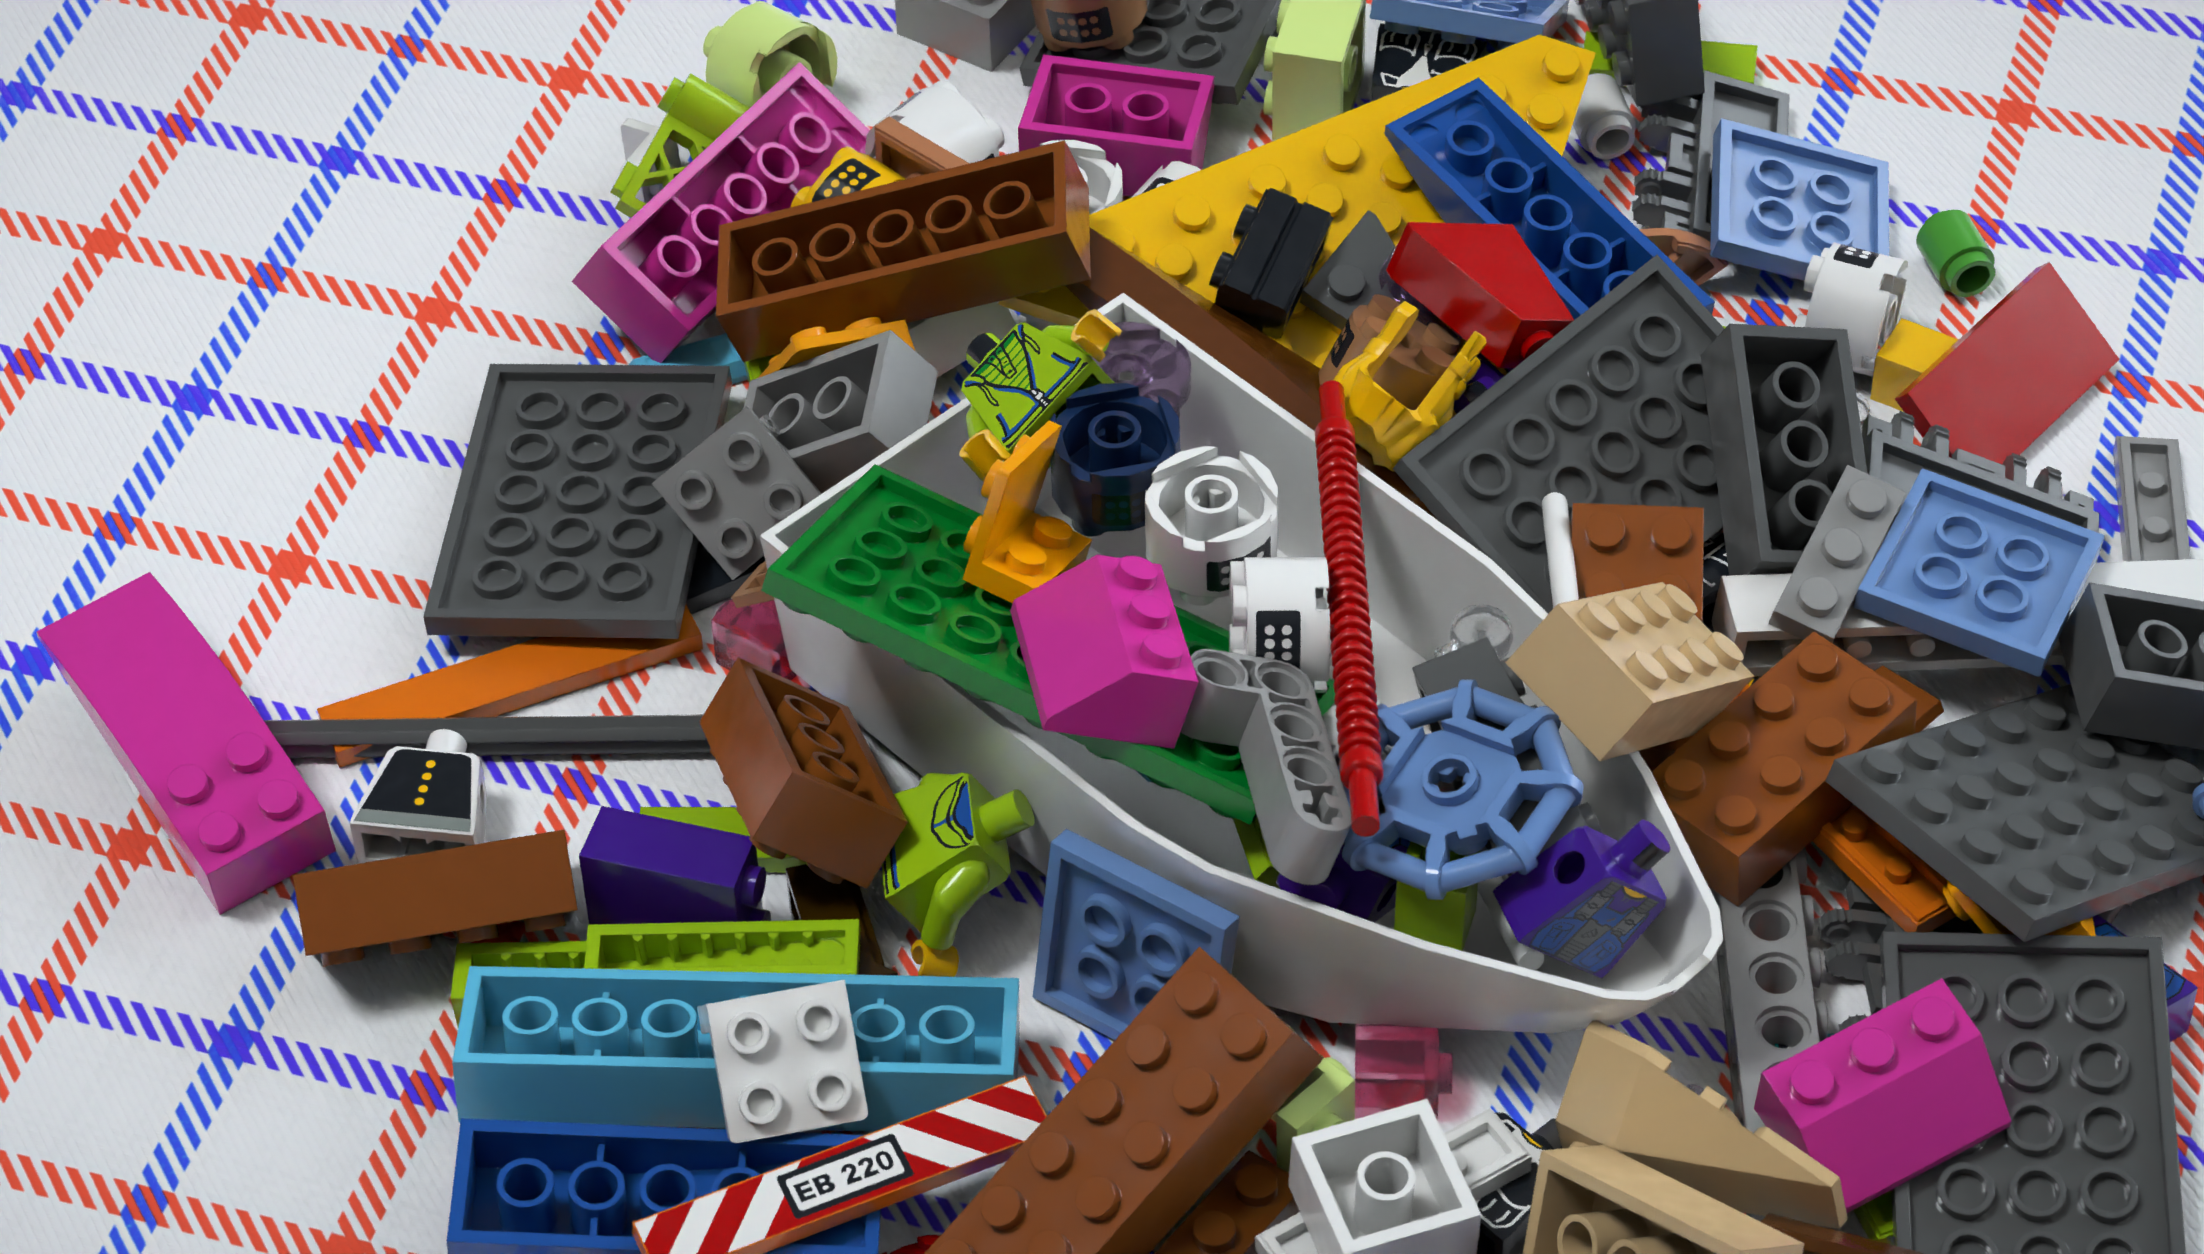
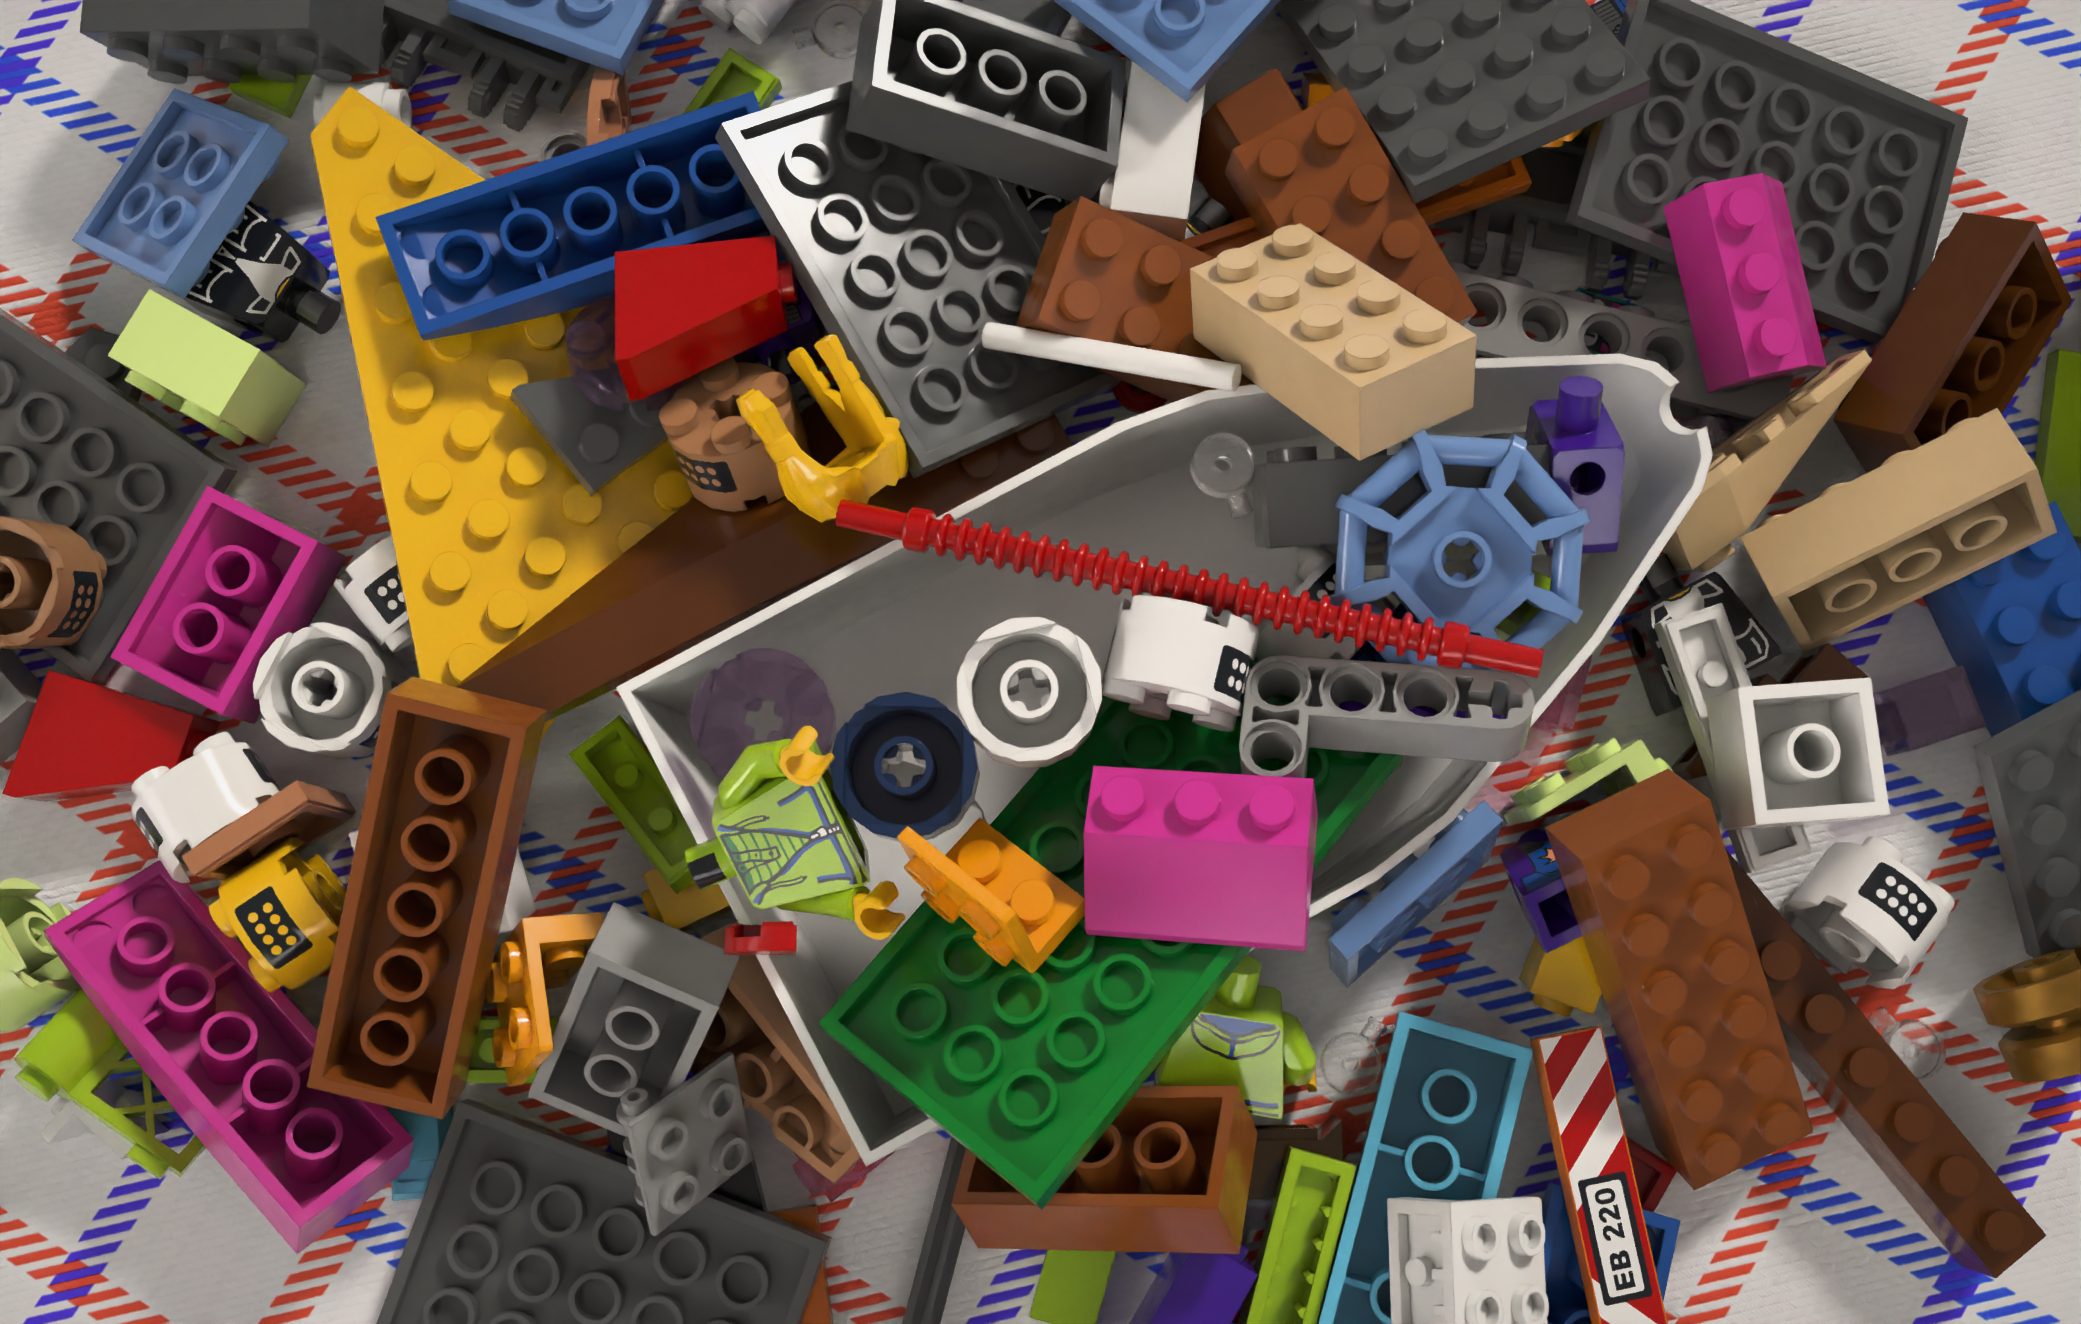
camera: 75 degrees left, 35 degrees up
(938, 419) = (764, 939): none -> red tile
(978, 64) = (98, 740): none -> red slope
(1272, 261) = (555, 511): black brick -> none
(1837, 556) = (1134, 93): light grey plate -> none

